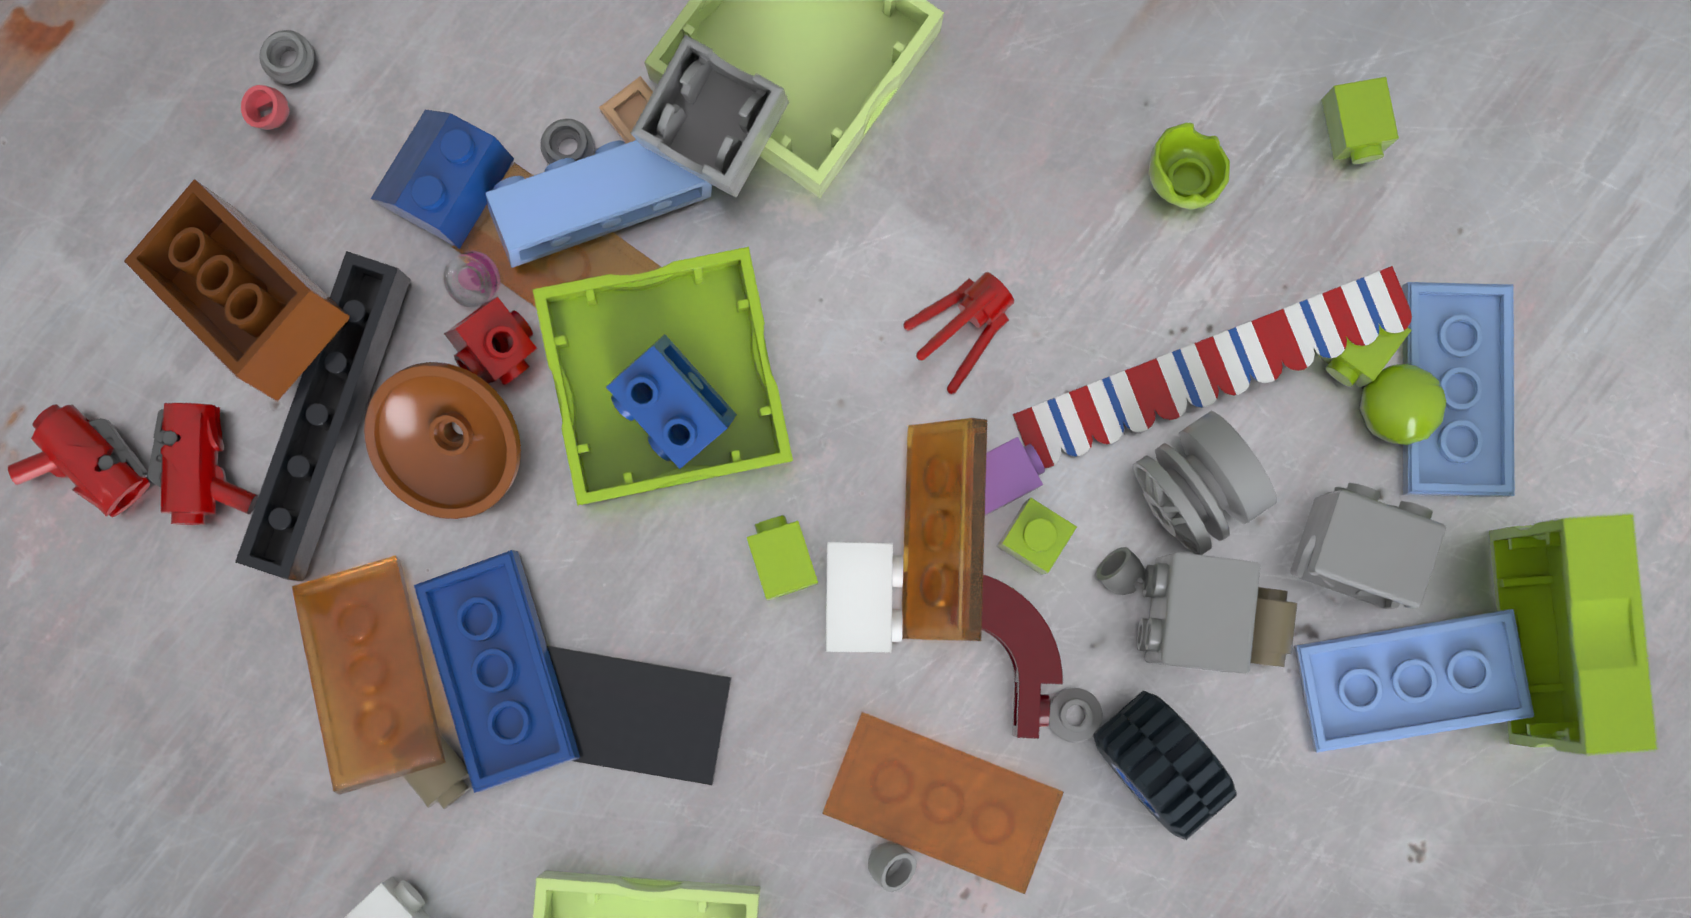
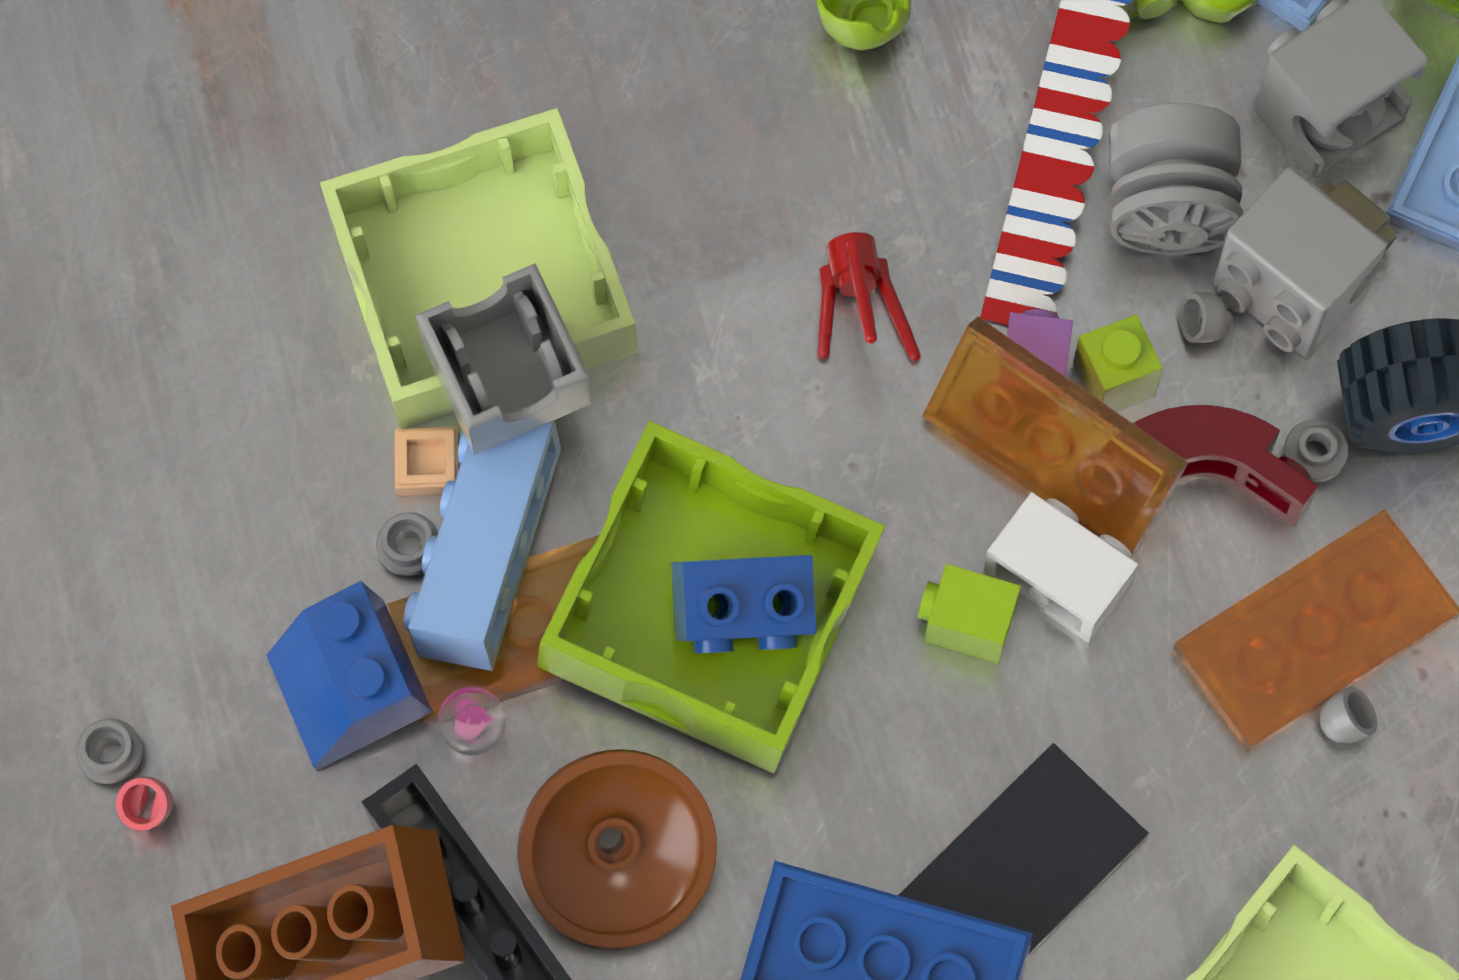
camera: 45 degrees left, 15 degrees down
(494, 324) = (549, 732): red brick -> none

